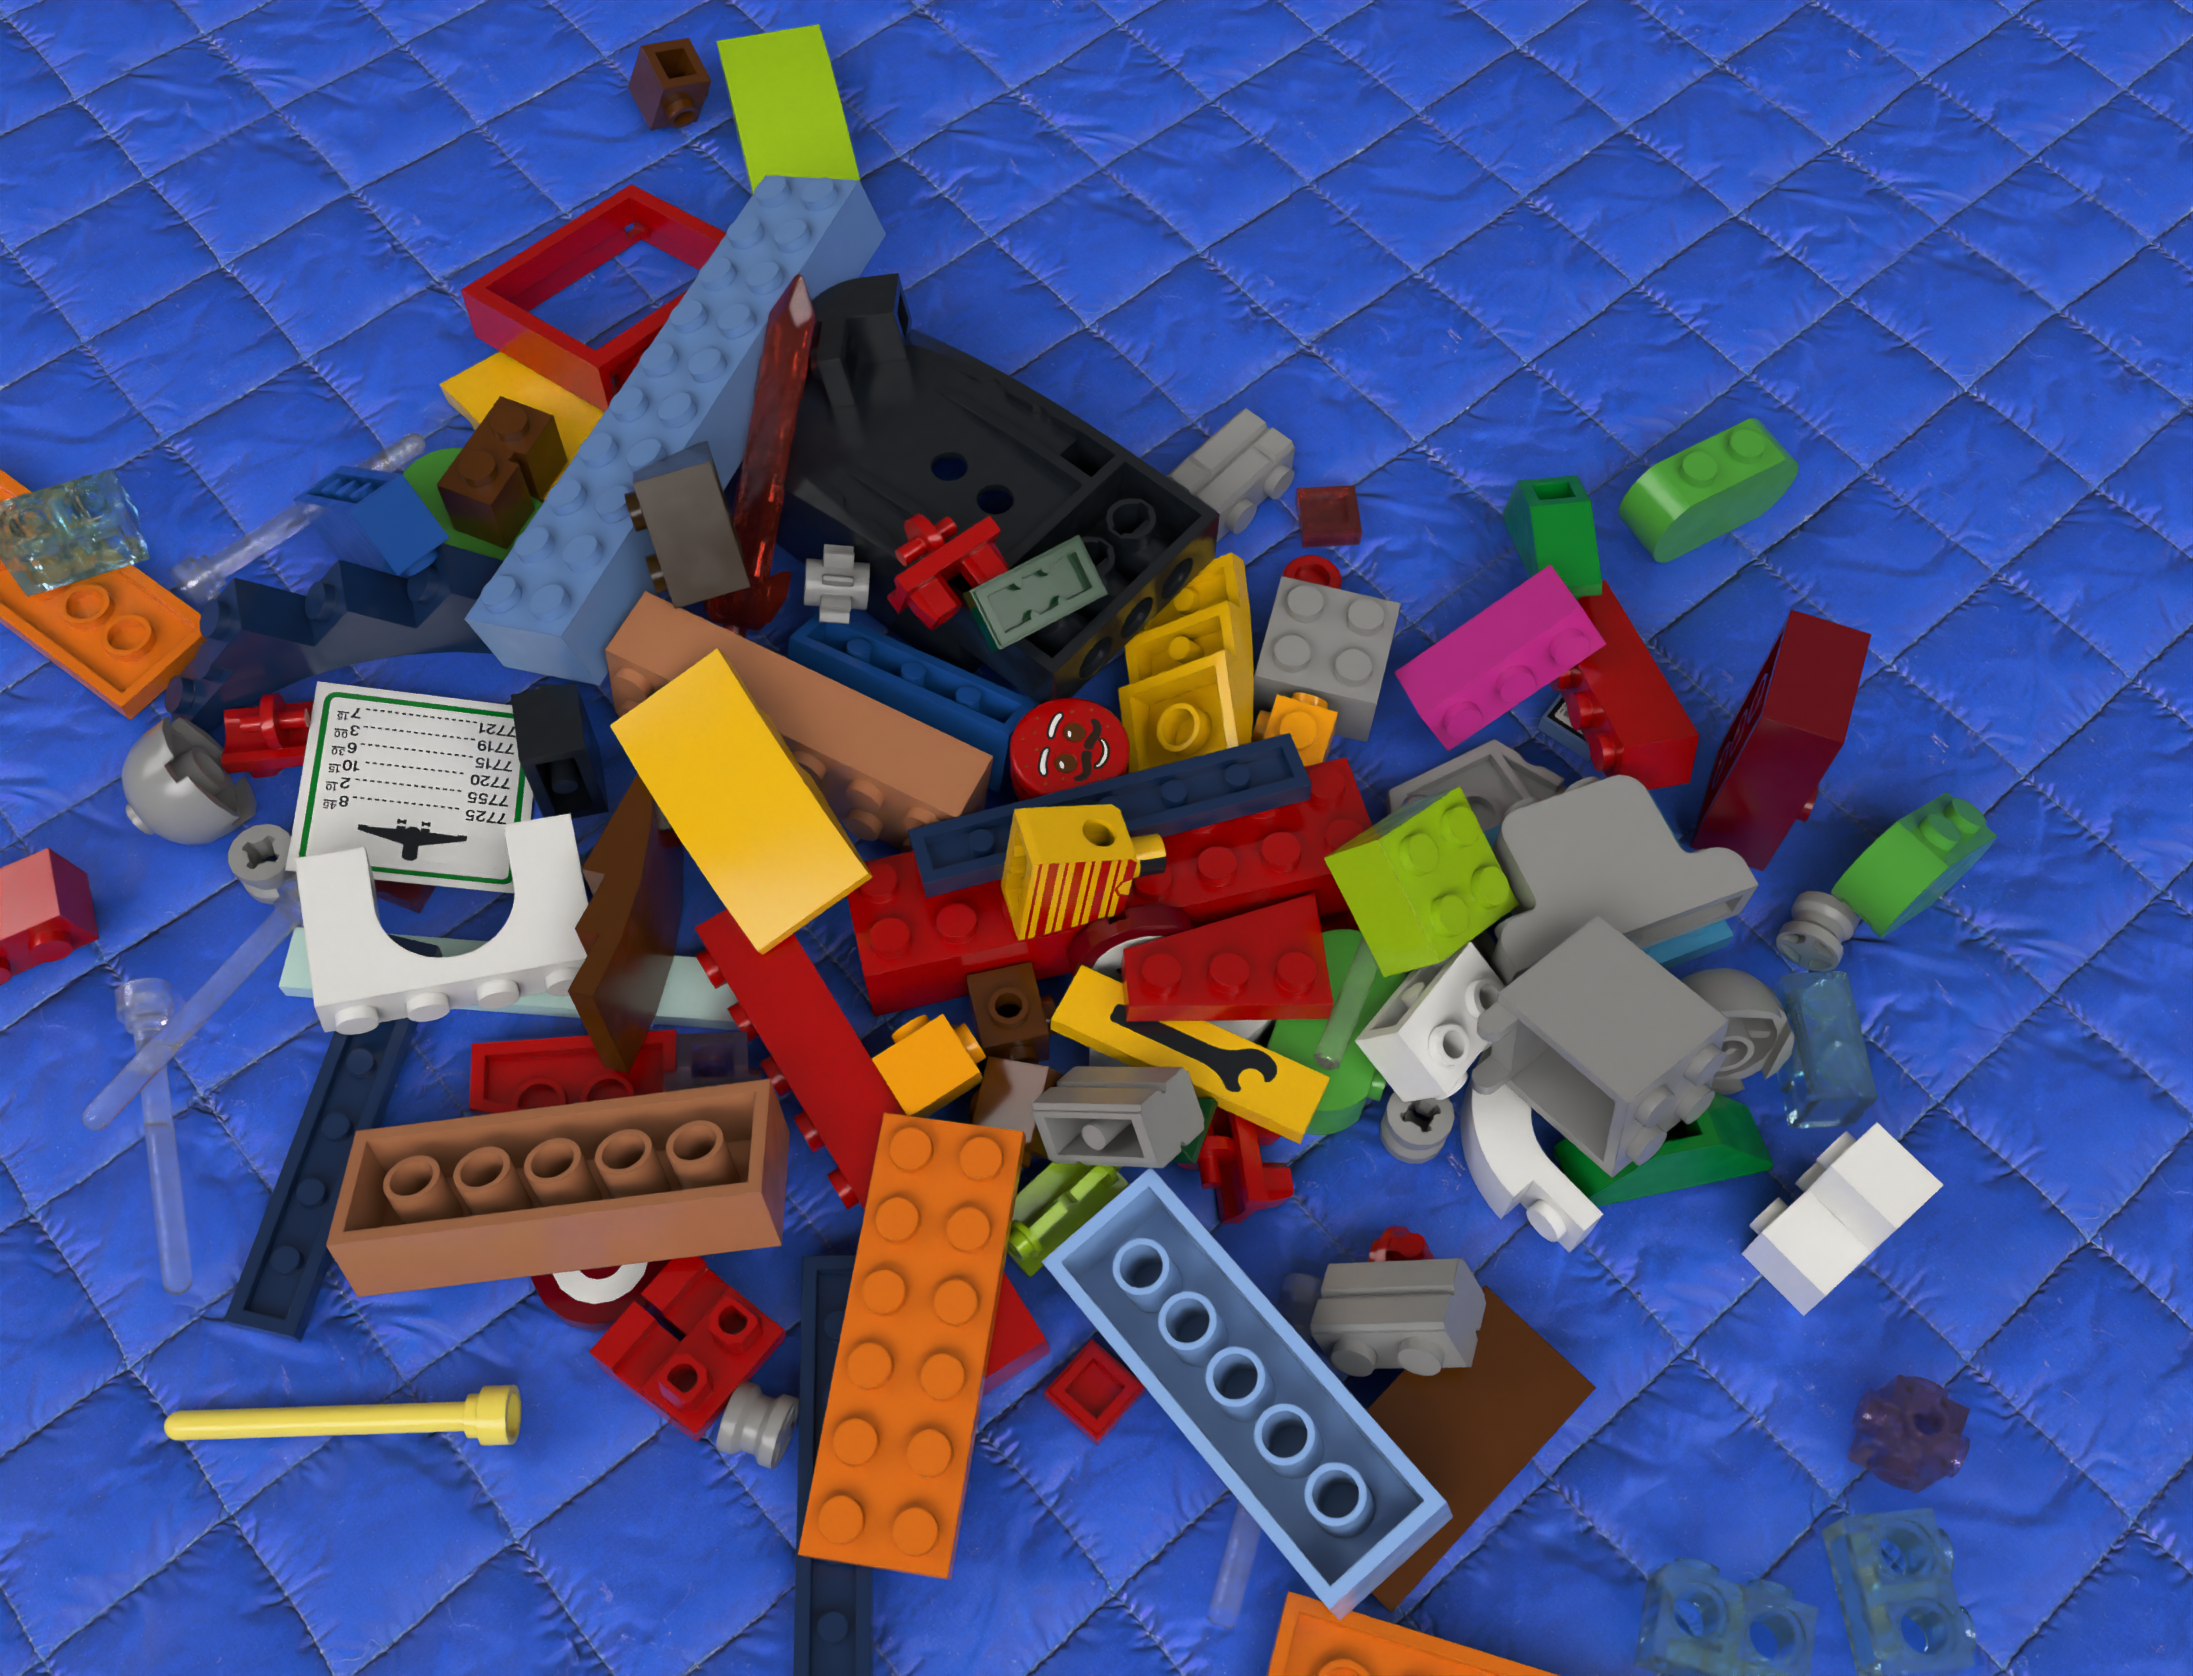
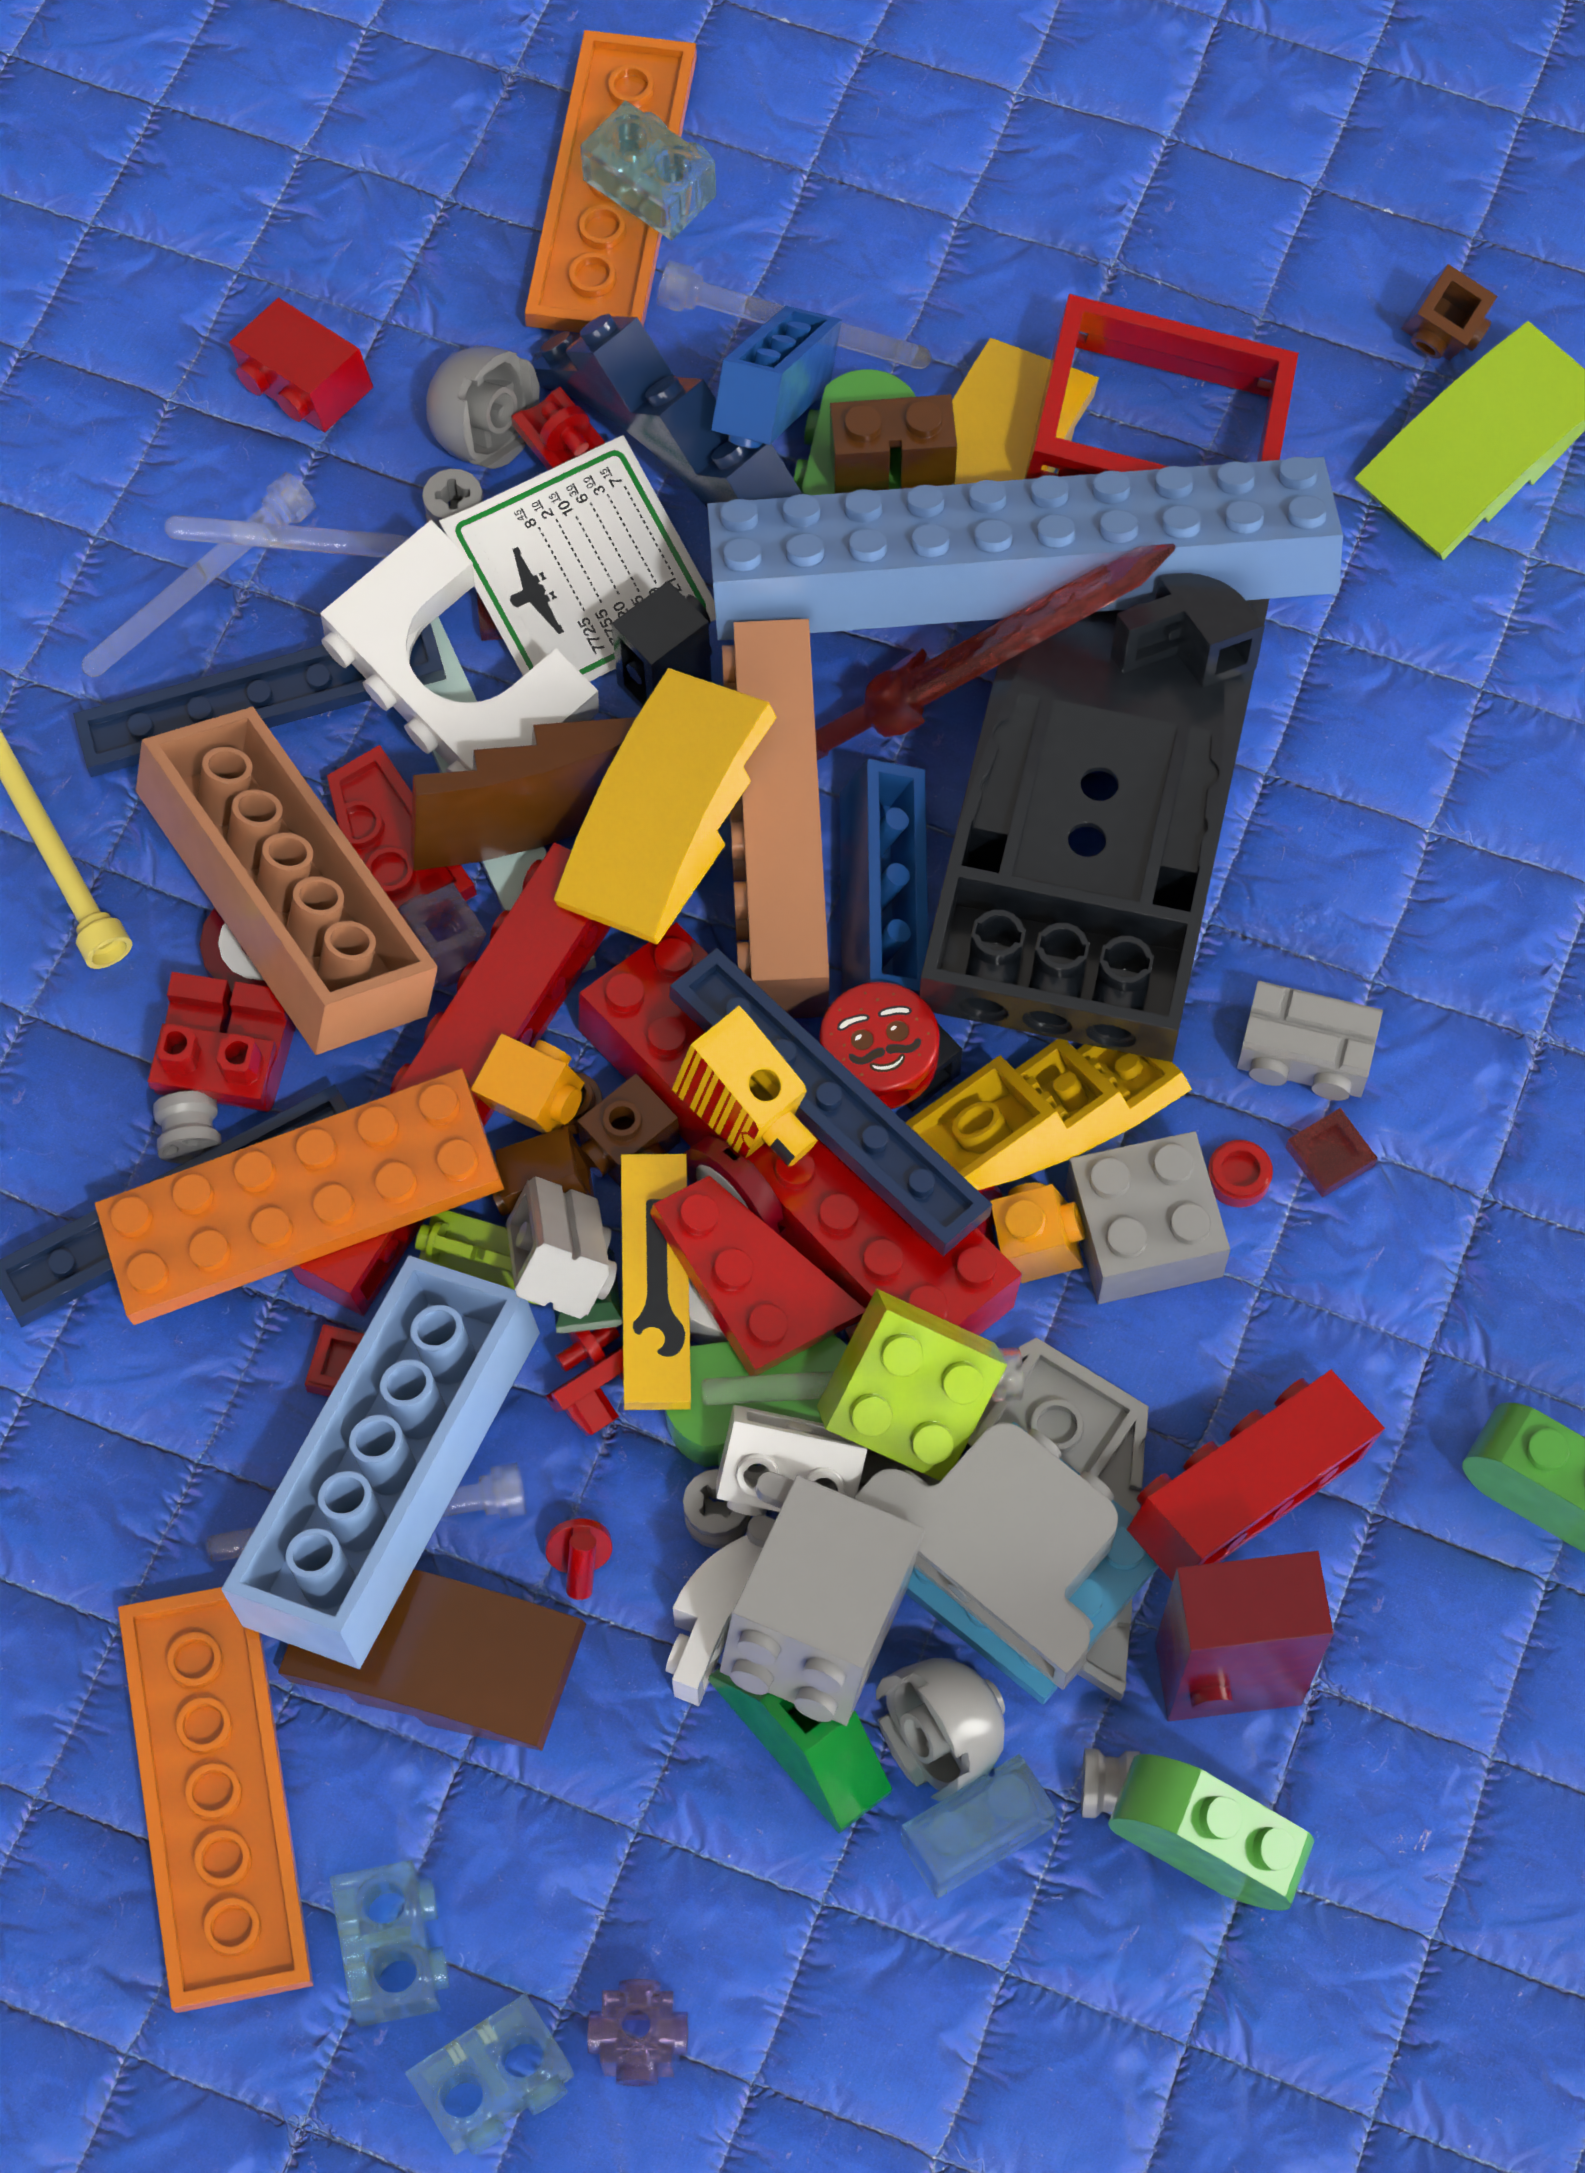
camera: 65 degrees right, 5 degrees up
(689, 527) = (885, 615): dark brown slope -> none
(836, 584) = (936, 764): light grey gear -> none
(924, 583) = (987, 845): red hips -> none
(1035, 594) = (978, 917): plate -> none
(1399, 1316) = (508, 1555): light grey brick -> none
(1499, 658) = (1217, 1362): dark pink brick -> none
(1555, 526) = (1391, 1355): green slope -> none
(1847, 1209) = (804, 1900): white brick -> none

